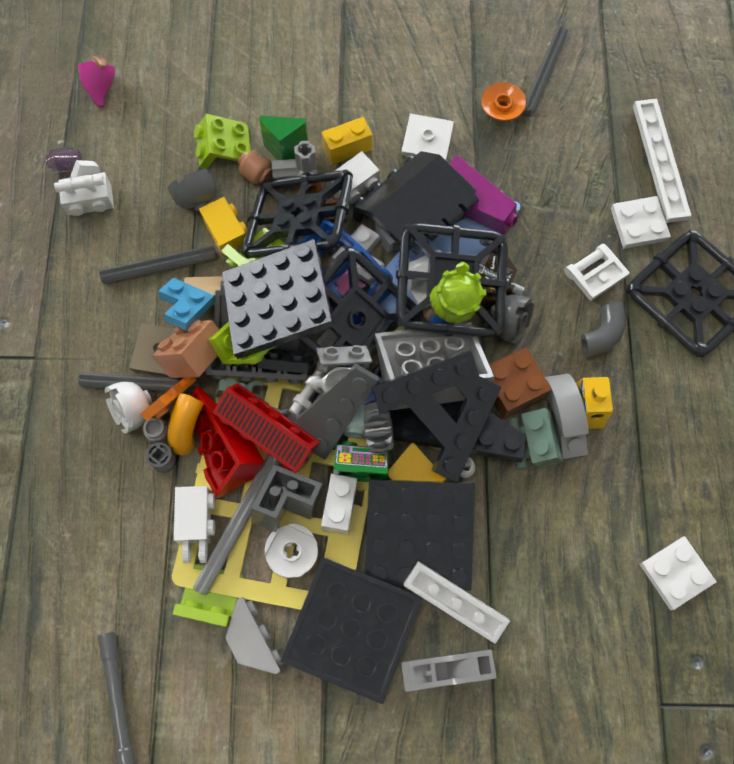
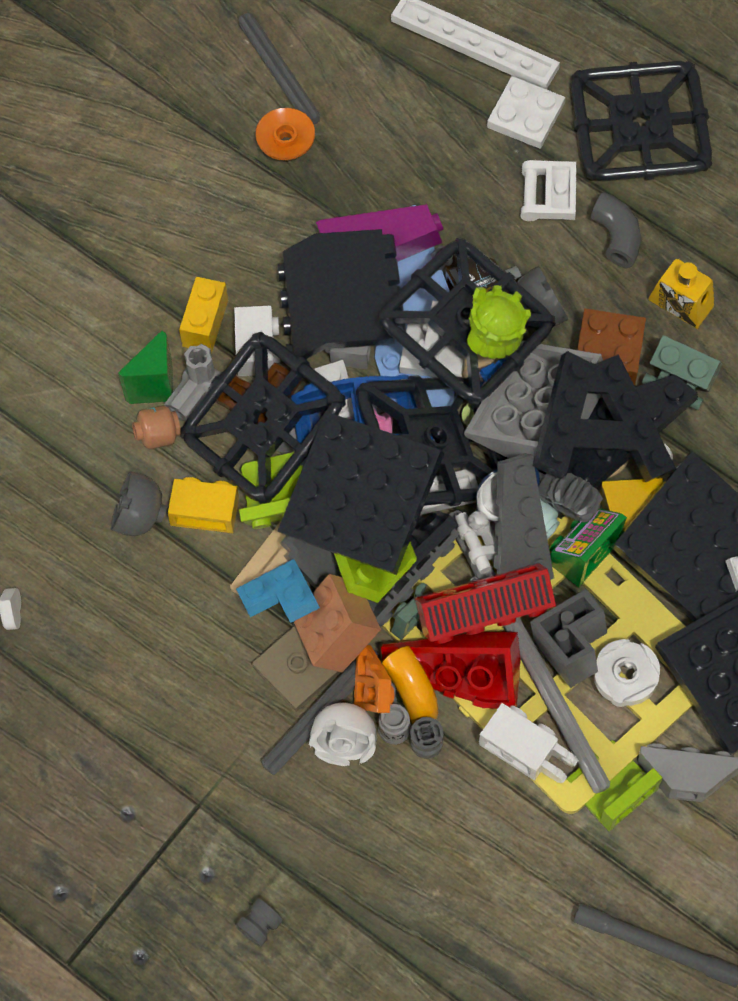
camera: 50 degrees left, 5 degrees down
(85, 194) = (42, 622): white brick -> none
(157, 264) = (191, 604): dark grey axle -> none
(220, 139) = (91, 441): lime bracket -> none
(336, 356) = (468, 478): light grey hinge -> none
(339, 504) = (615, 593): white piece -> none
(427, 135) = (262, 236): white plate -> none
(569, 415) = (681, 321): light grey arch -> none

